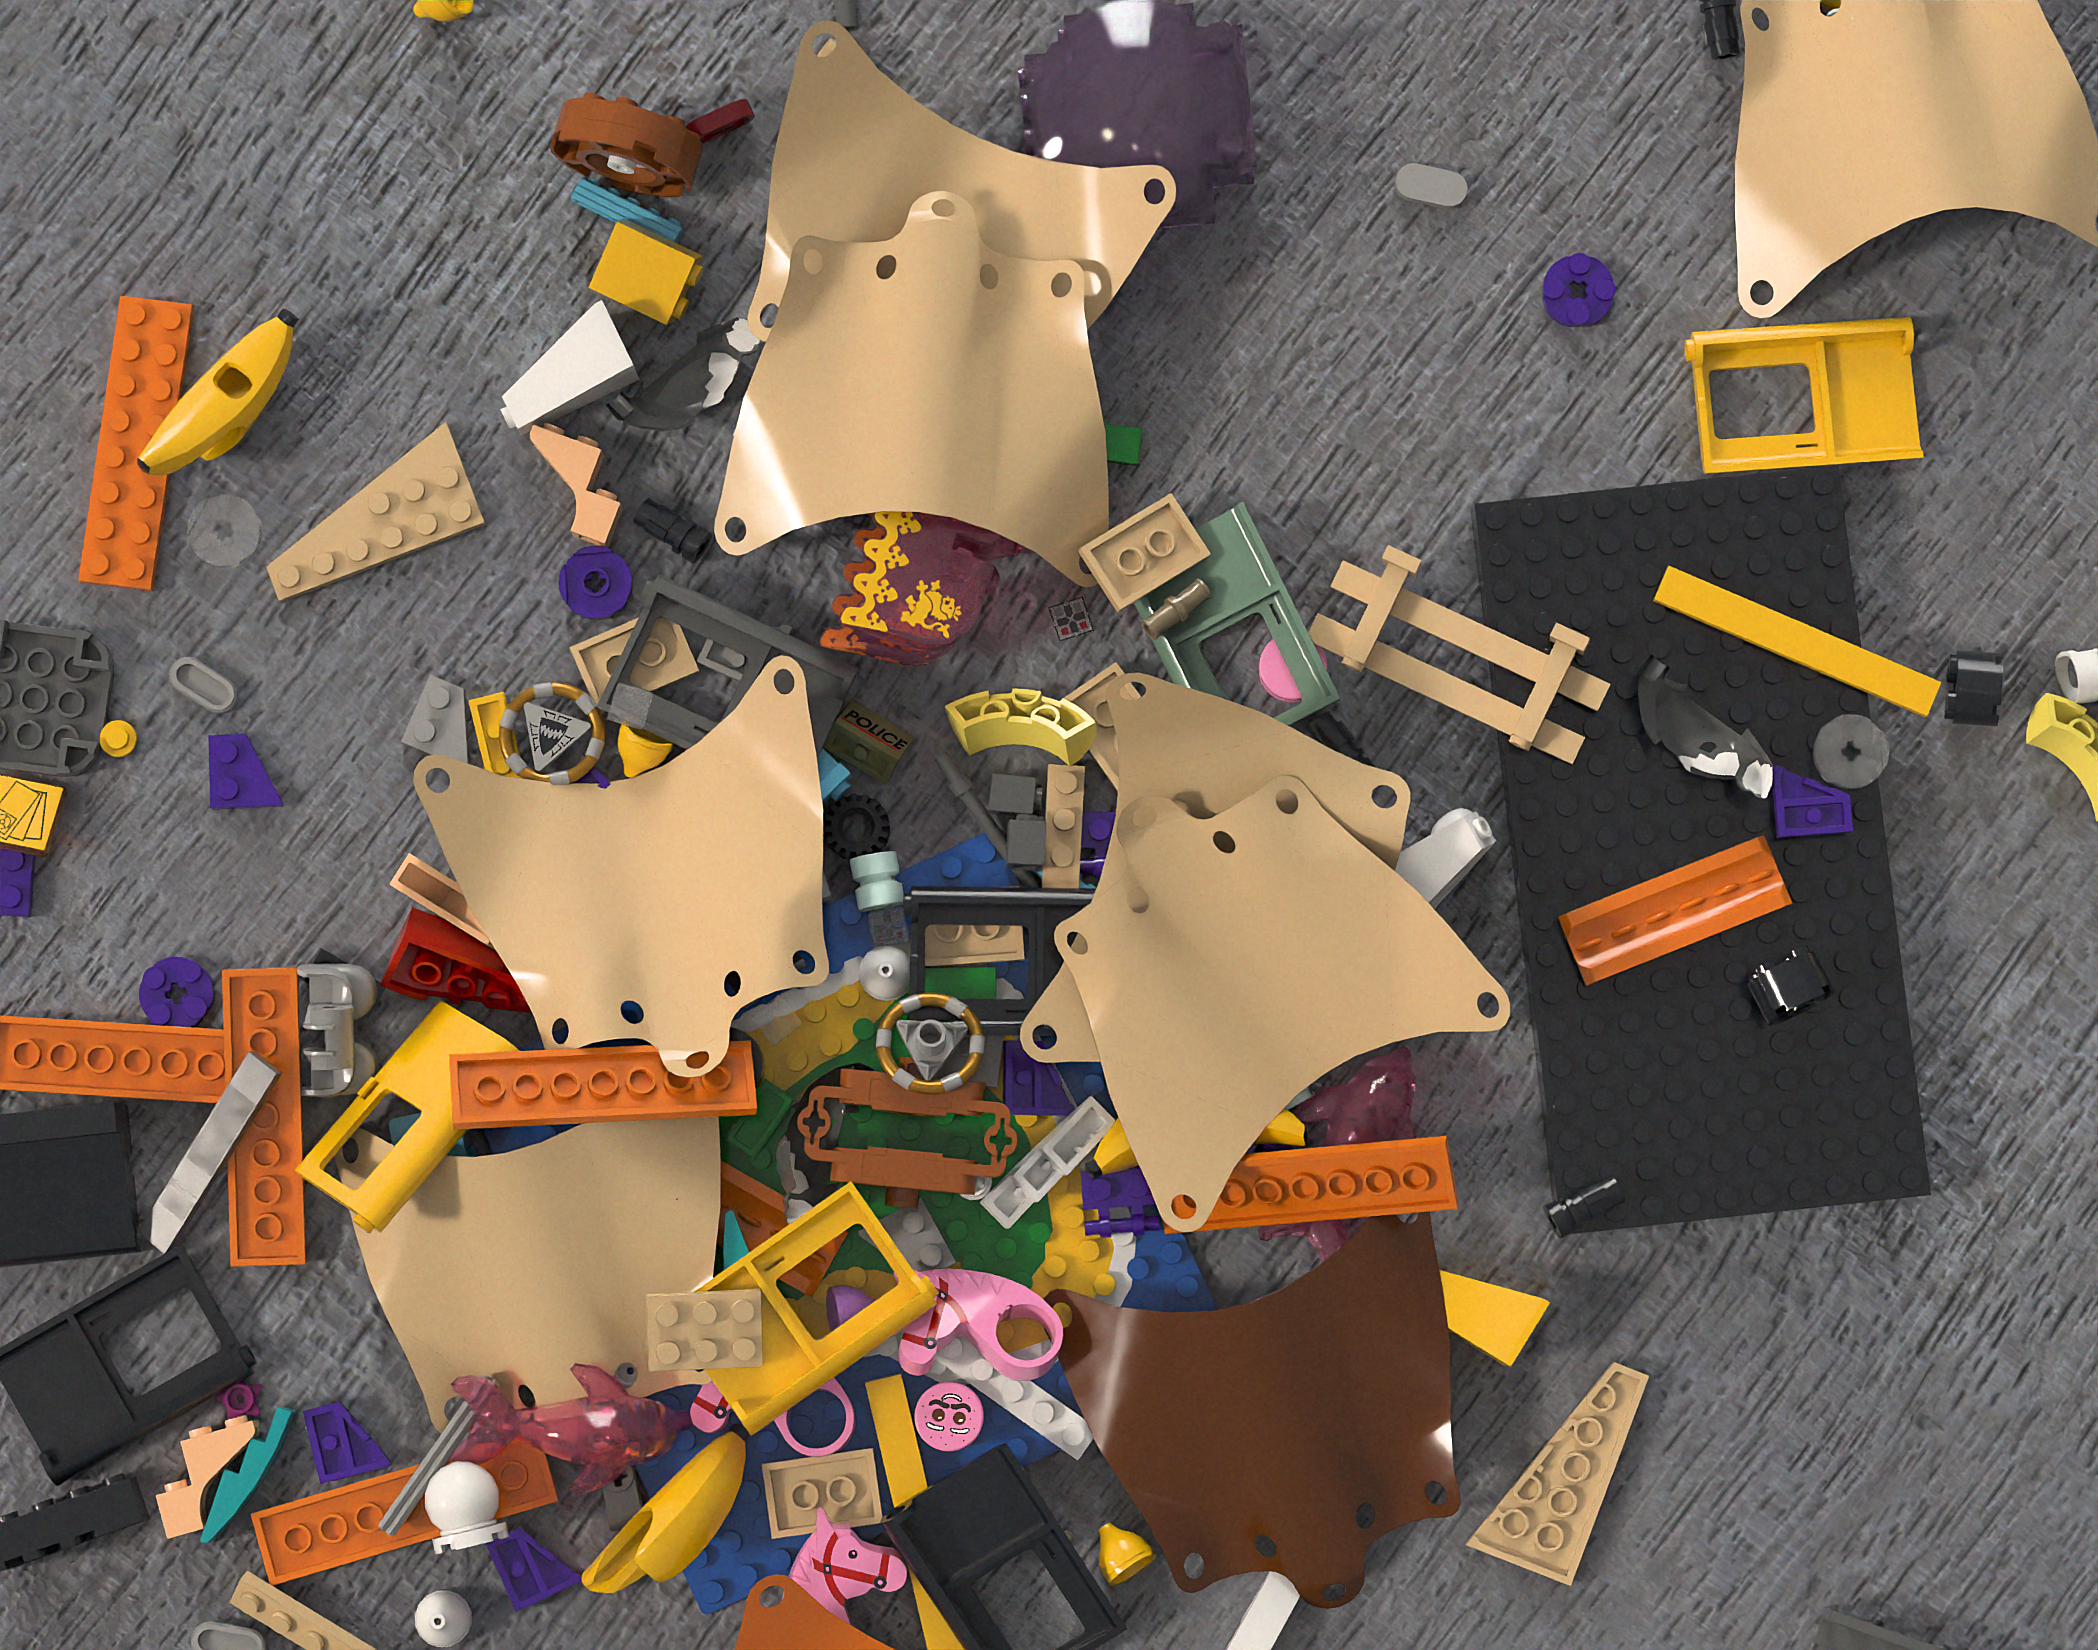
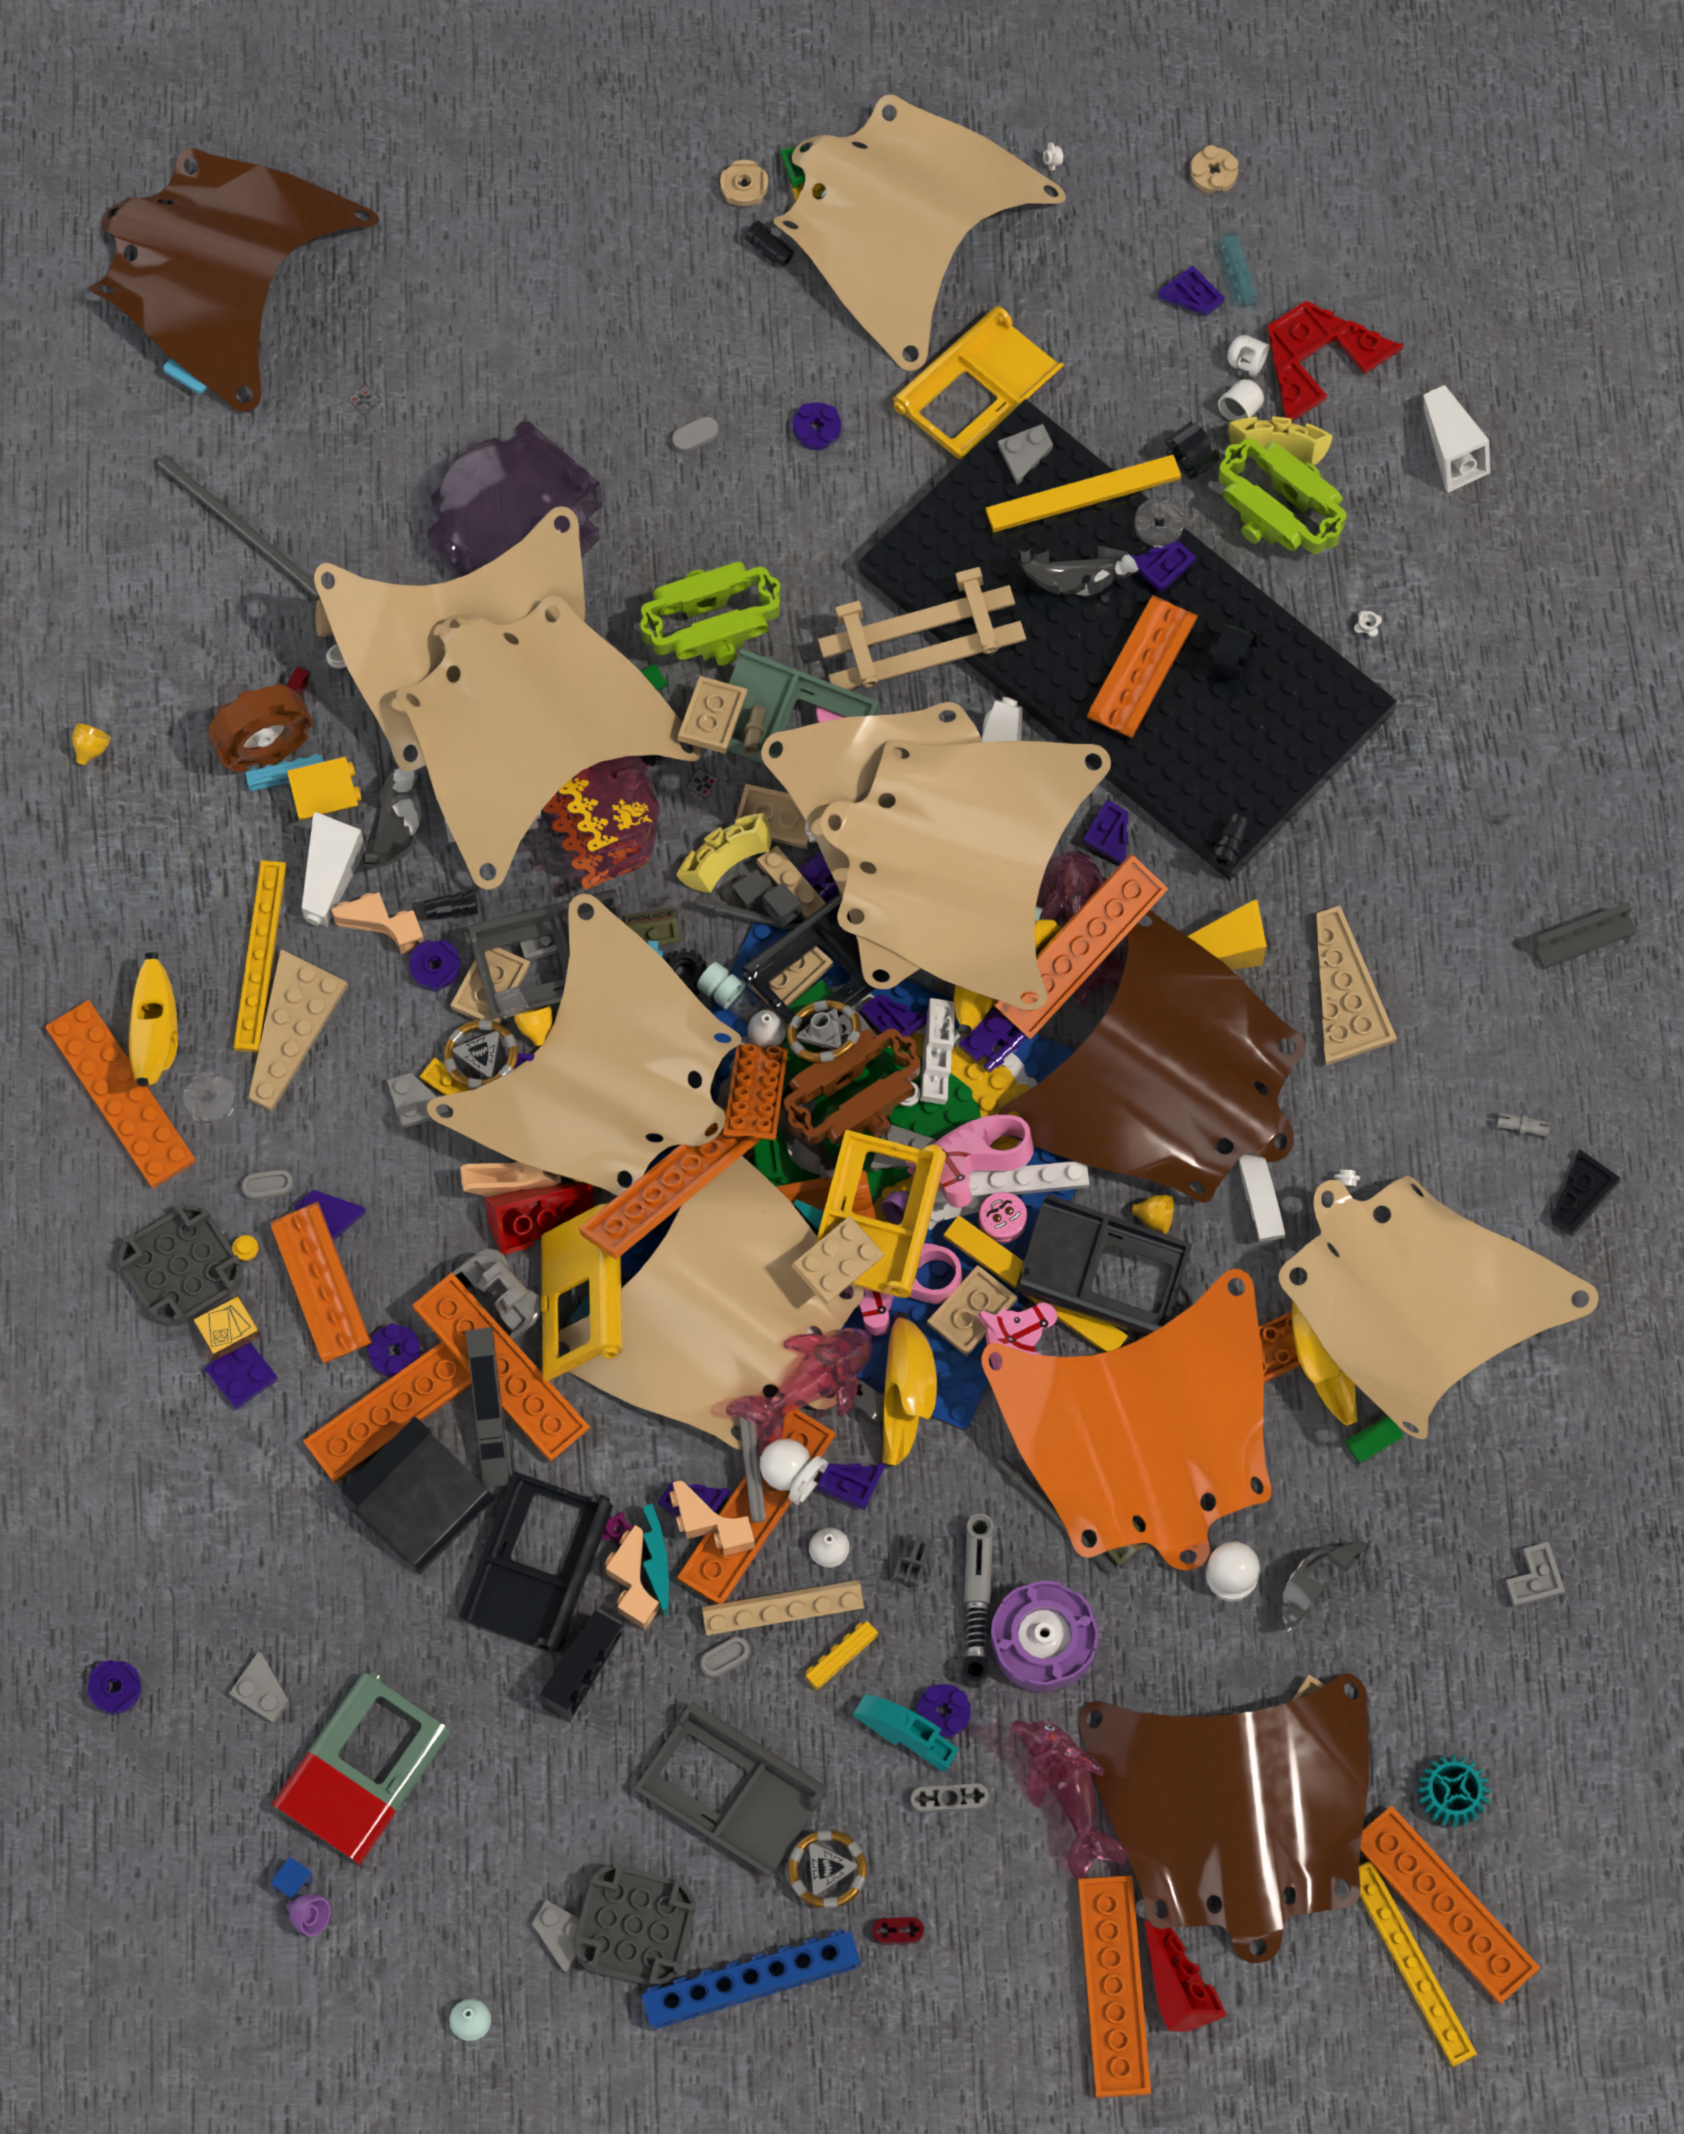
camera: 40 degrees left, 15 degrees down
(159, 849) = (320, 1282): none -> orange plate
(323, 1473) = (699, 1519): none -> light nougat arch
(419, 408) = (260, 956): none -> yellow tile
(793, 1050) = (756, 1091): none -> orange plate
(1260, 392) = (703, 593): none -> lime piece
(1469, 1066) = (1109, 832): none -> dark purple wing
(1777, 532) = (1025, 450): none -> light grey wing
(1999, 1065) = (1370, 617): none -> white plate
(2057, 831) = (1295, 482): none -> lime piece

